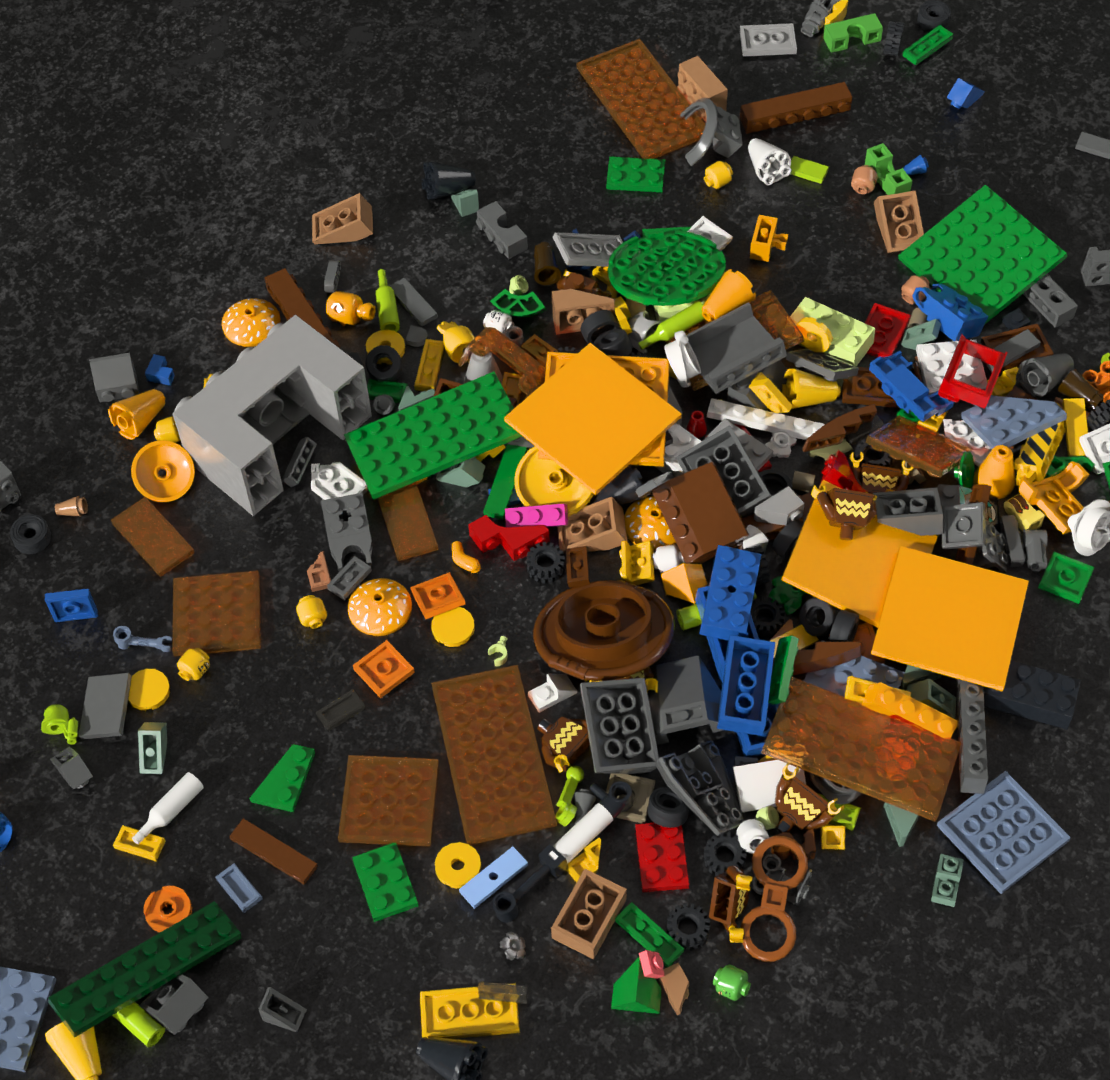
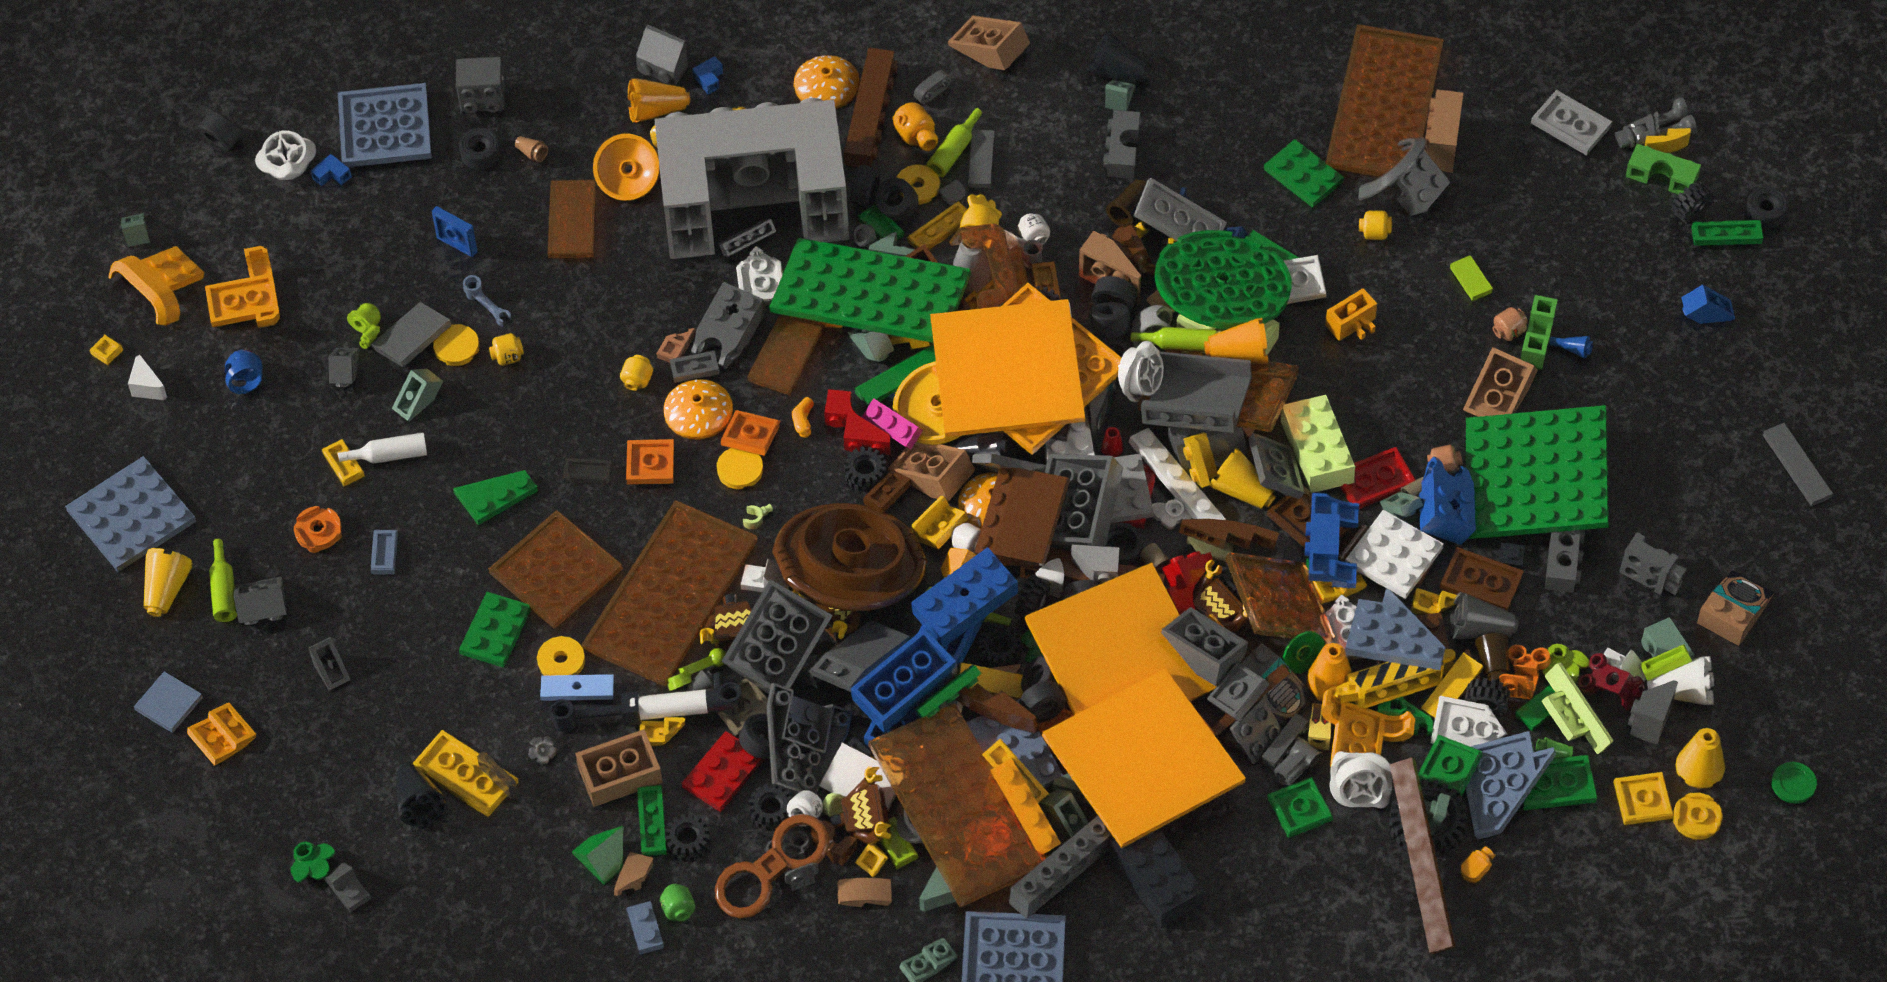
camera: 40 degrees right, 0 degrees up
(144, 969) = (259, 556): dark green plate -> none
(216, 612) = (565, 320): clear orange plate -> none
(273, 851) = (434, 543): reddish brown tile -> none
(518, 285) = (1087, 207): yellowish green tile -> none
(518, 306) = (1062, 224): green brick -> none
(622, 313) = (1140, 297): yellow slope -> none
(651, 964) = (626, 840): coral plate -> none
(724, 1021) = (645, 927): none -> sand blue plate
(730, 899) = (735, 838): reddish brown torso -> none
(769, 161) = (1435, 244): white cone -> none
(795, 107) = (1523, 209): reddish brown brick -> none
(822, 335) = (1289, 433): yellow tile -> none
(846, 508) = (1140, 601): reddish brown torso -> none
(852, 864) = (864, 890): none -> medium nougat slope
(956, 390) = (1383, 597): red piece -> none
(1016, 347) = (1466, 576): dark grey tile -> none

